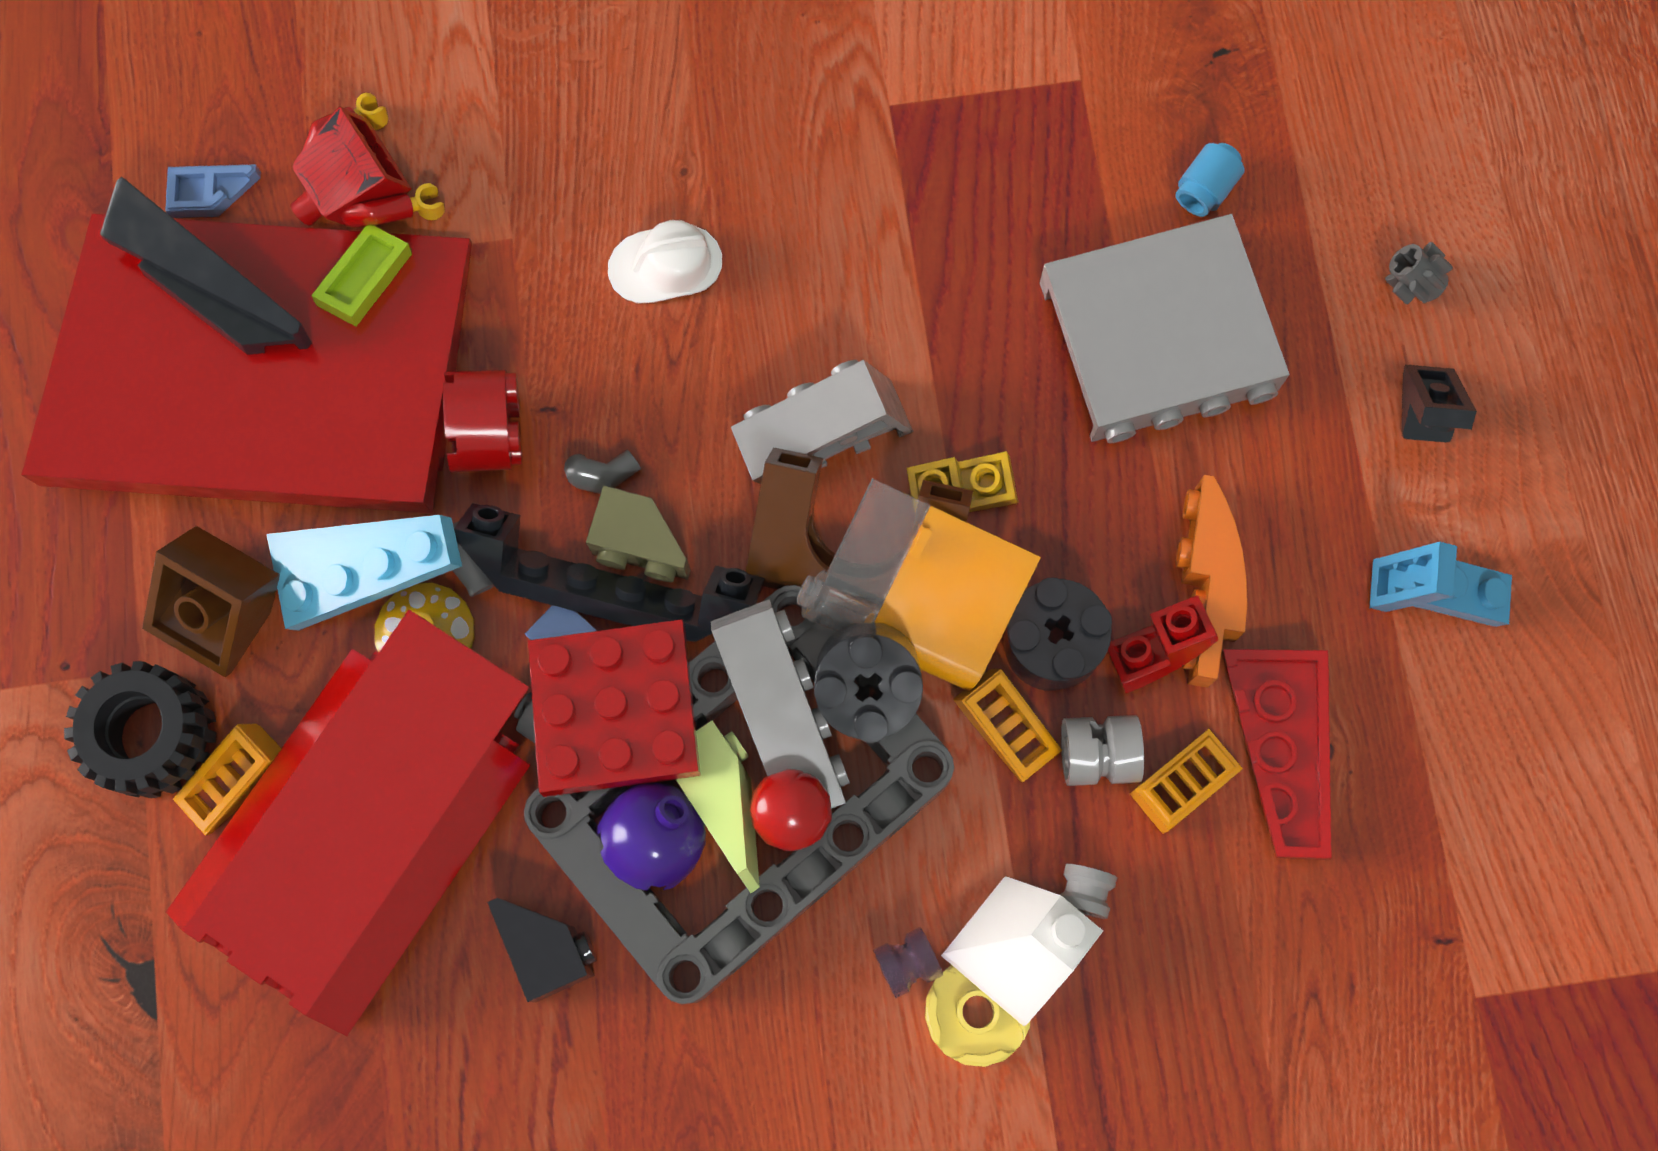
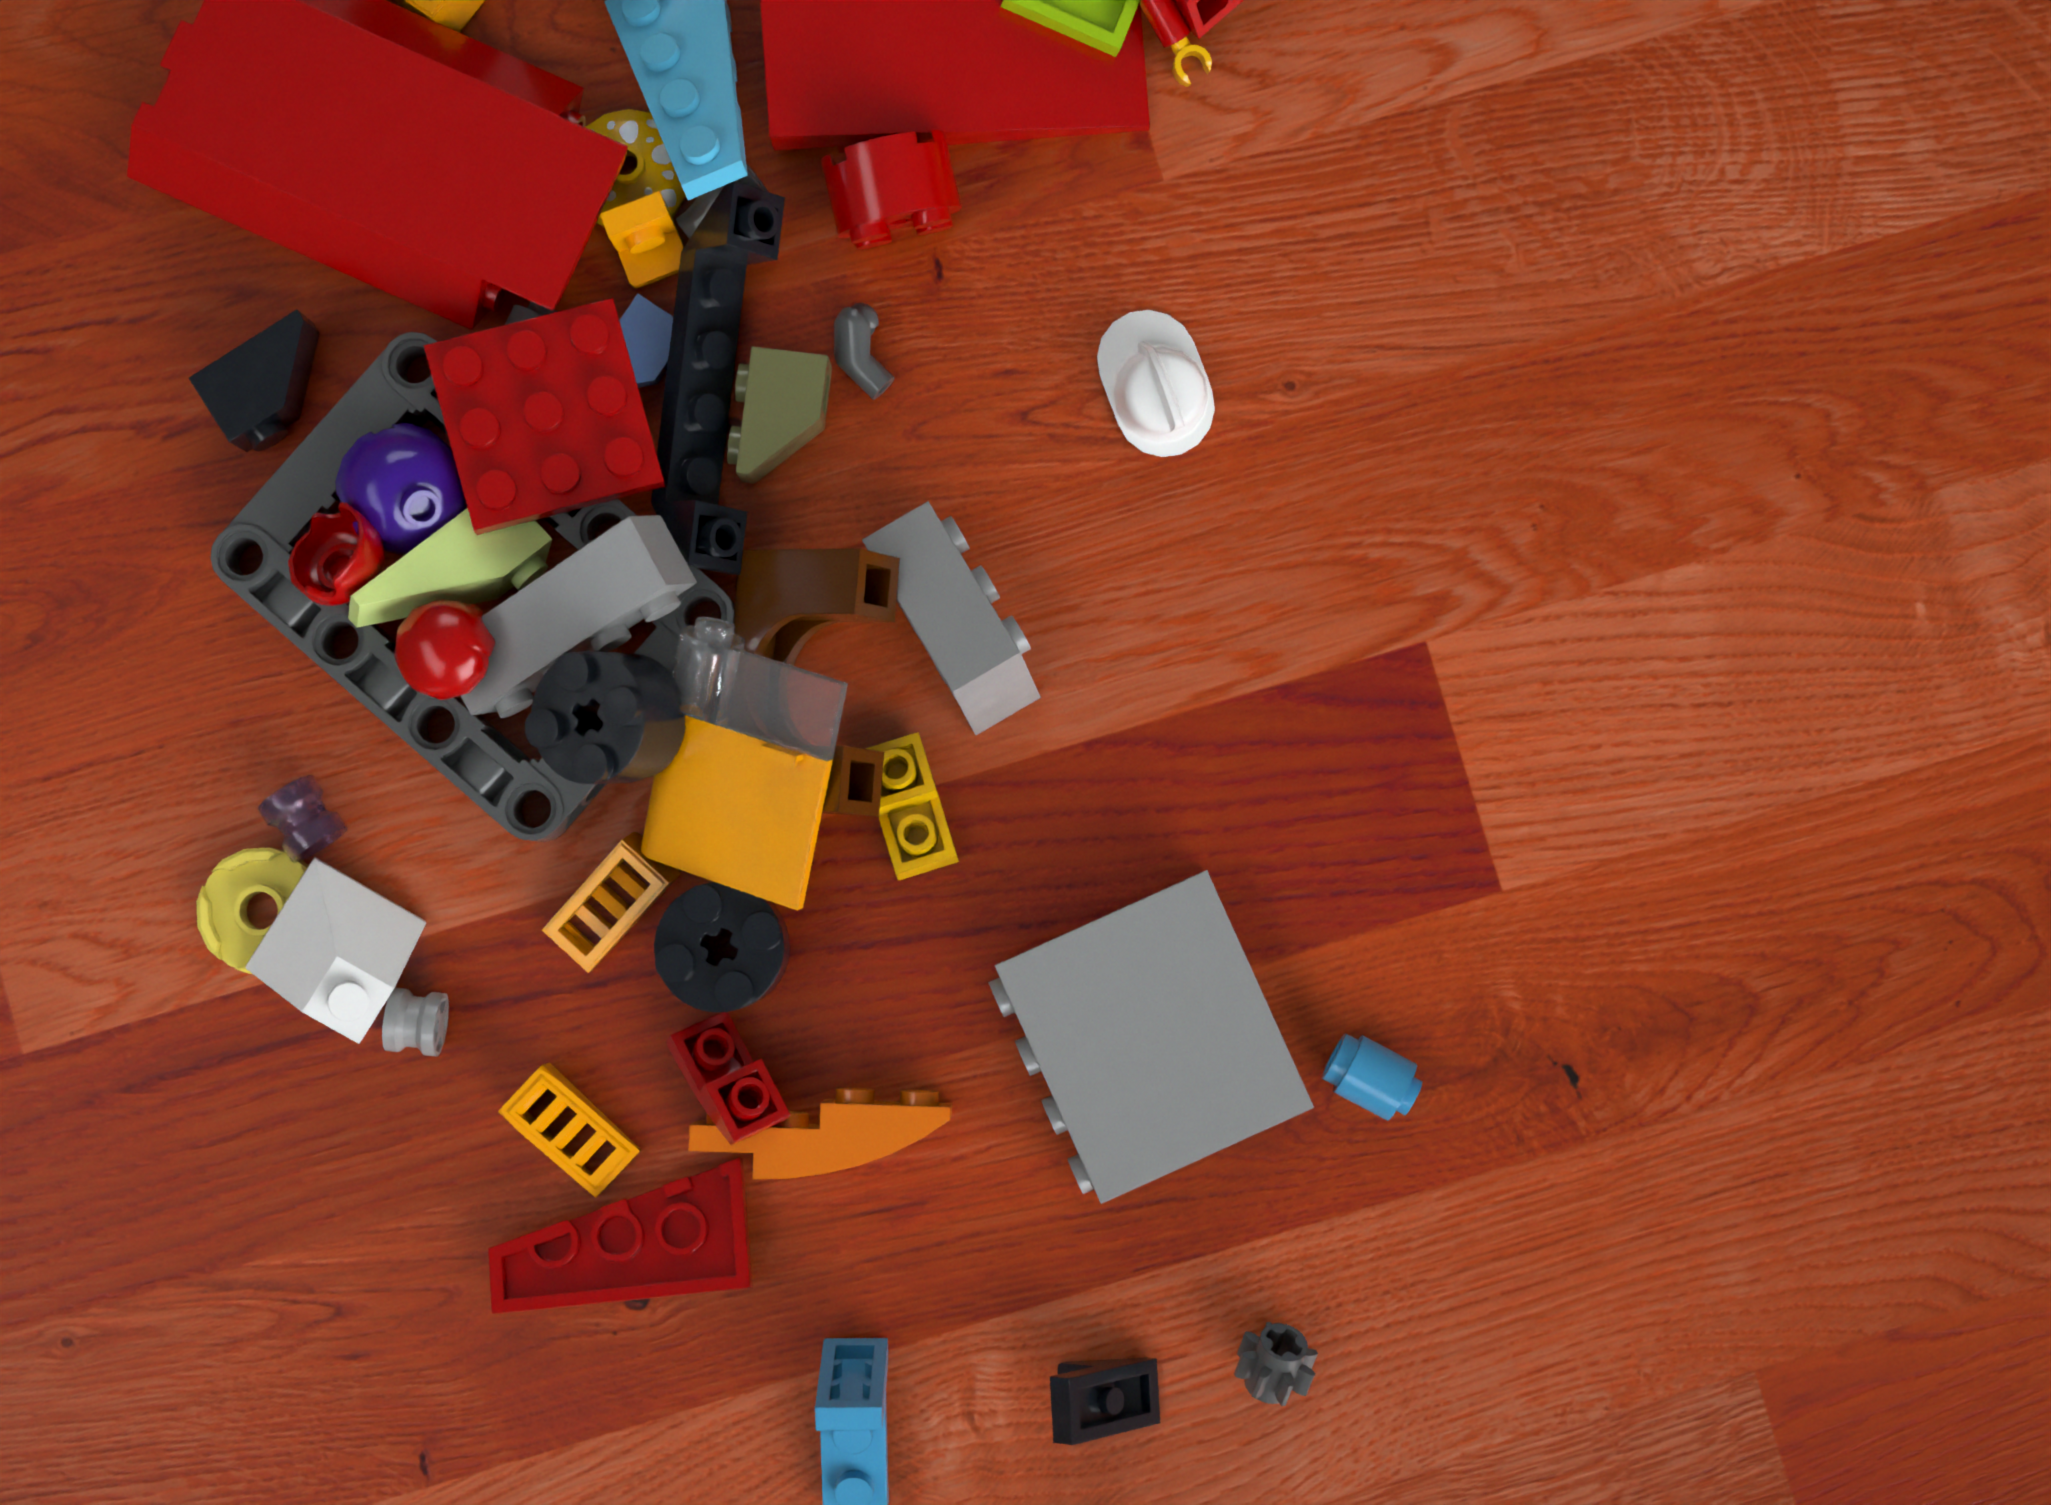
camera: 80 degrees right, 10 degrees up
(484, 619) = (644, 239): none -> light orange bracket
(704, 894) = (335, 560): none -> red hair
(1102, 750) = (579, 1043): light grey wheel -> none

